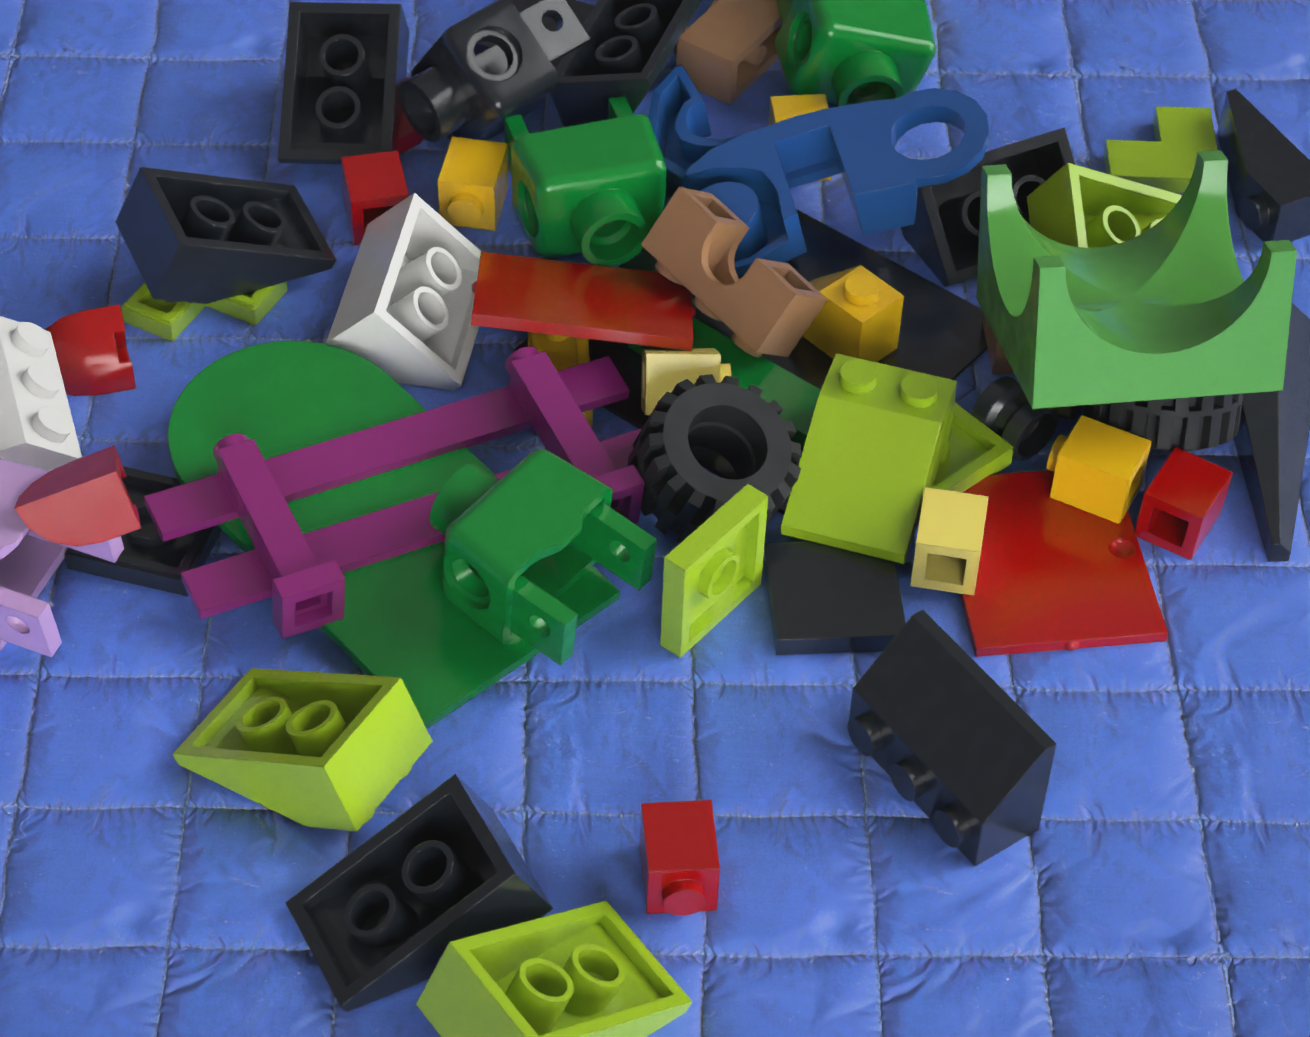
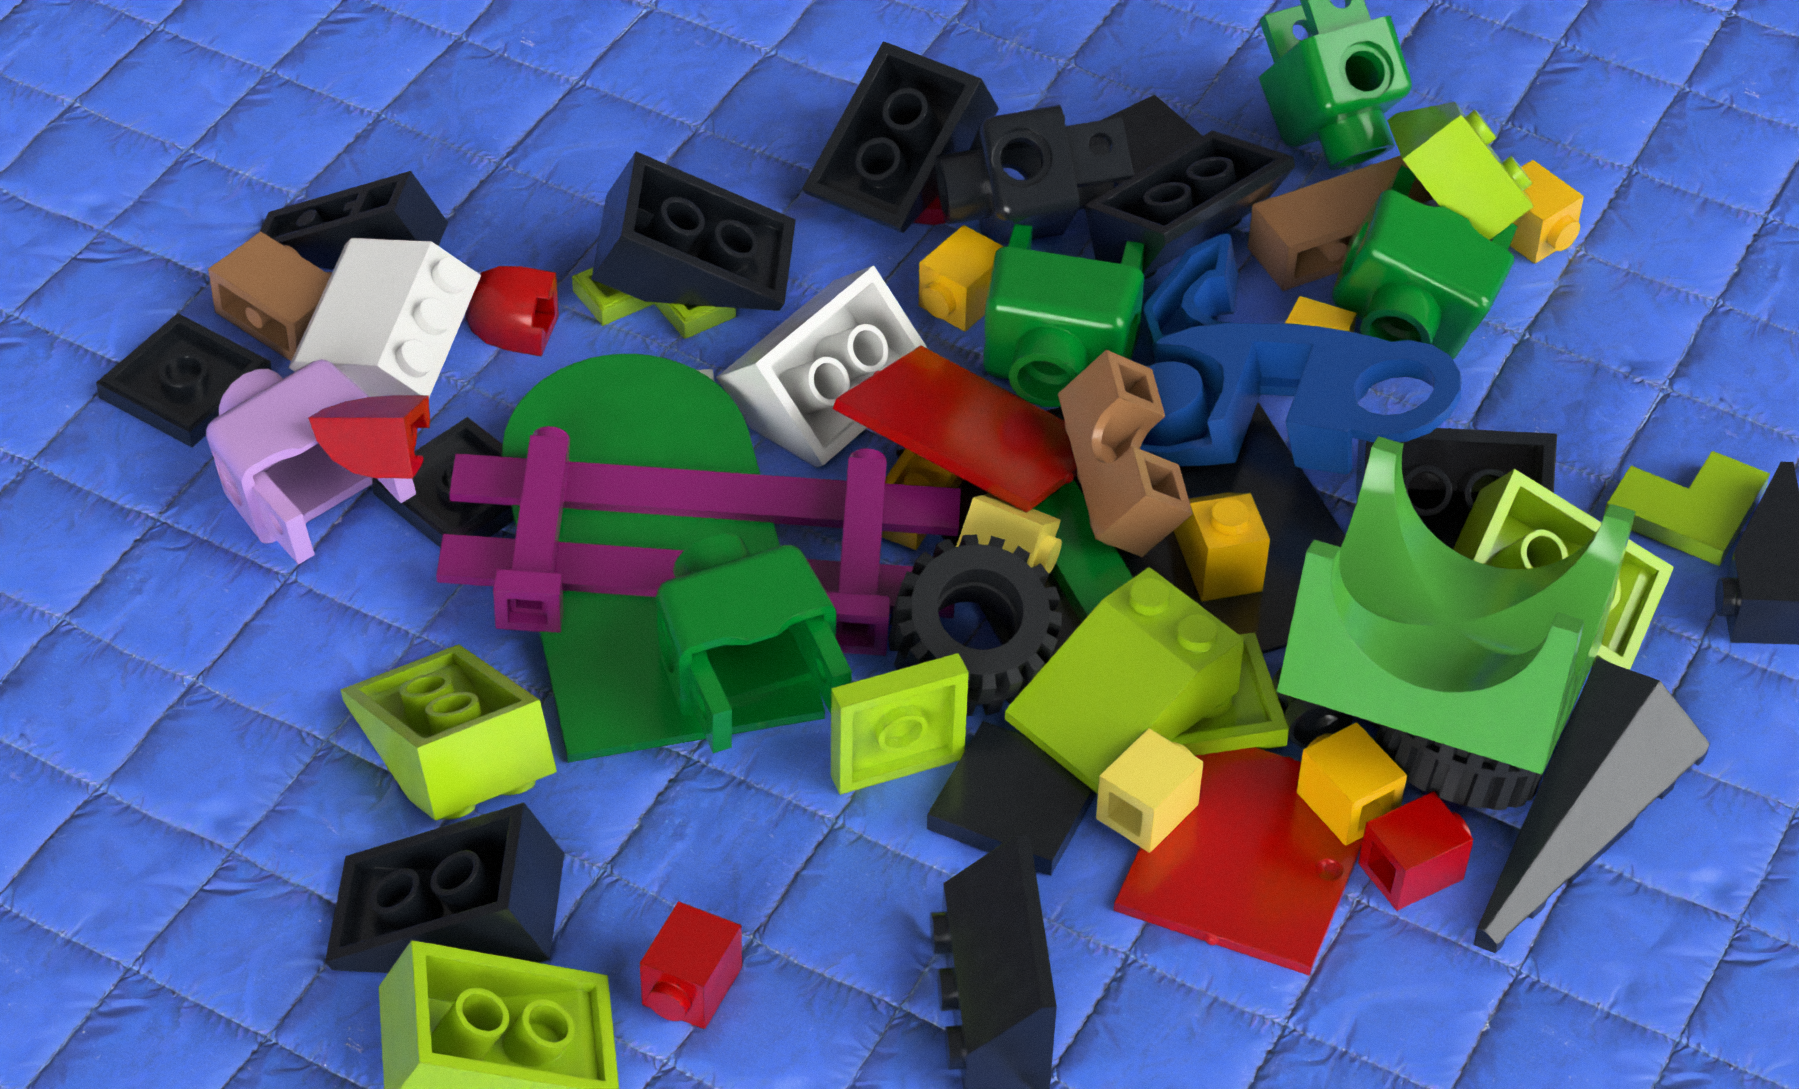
camera: 30 degrees right, 0 degrees up
(371, 188) = (866, 241): red brick -> none

